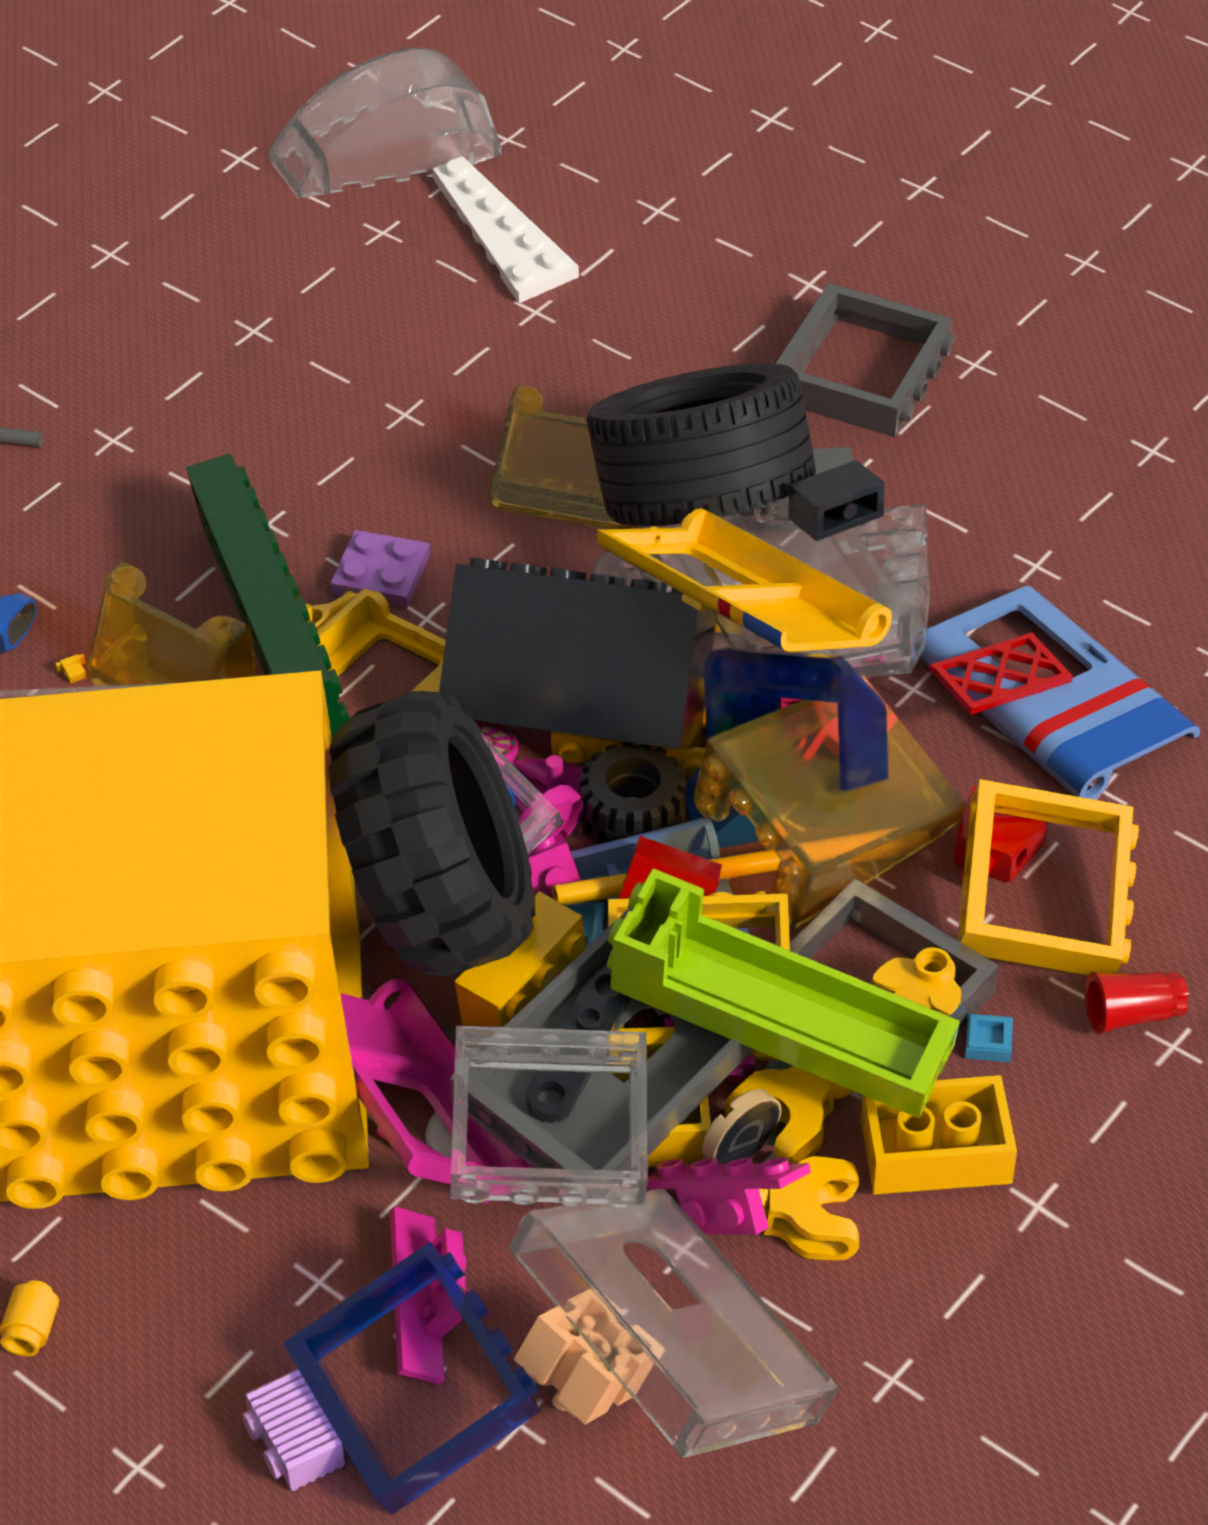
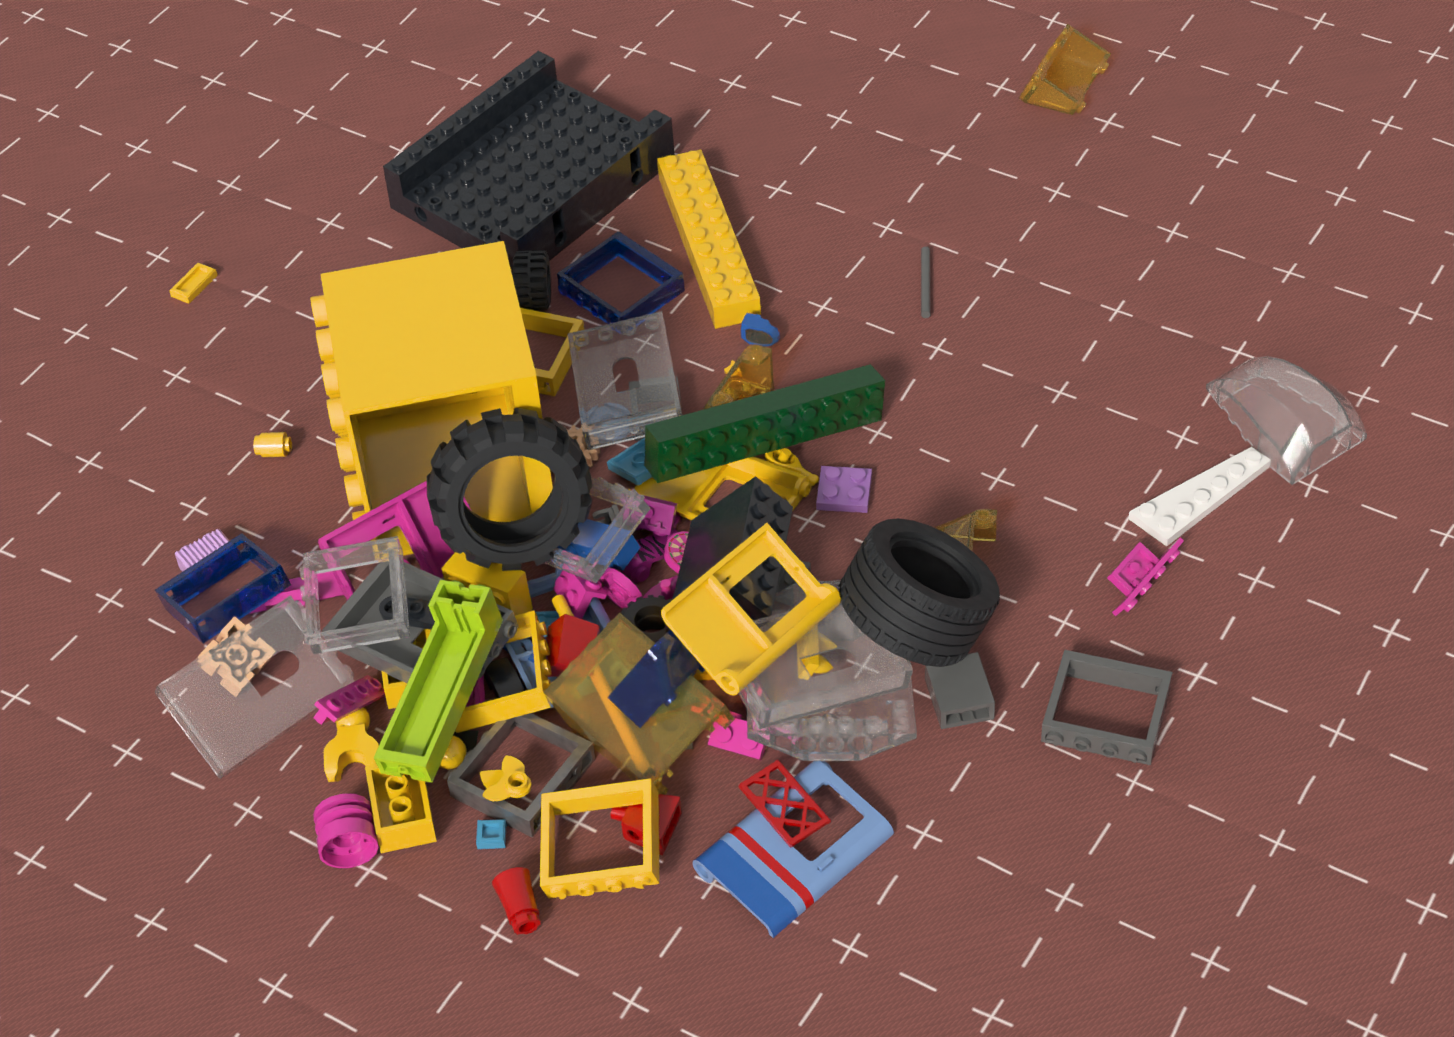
camera: 85 degrees right, 0 degrees up
(638, 294) = (1136, 571): none -> dark pink bracket
(744, 1129) = (385, 701): tile -> none
(836, 500) = (873, 666): black brick -> none
(992, 1204) = (345, 831): none -> dark pink wheel

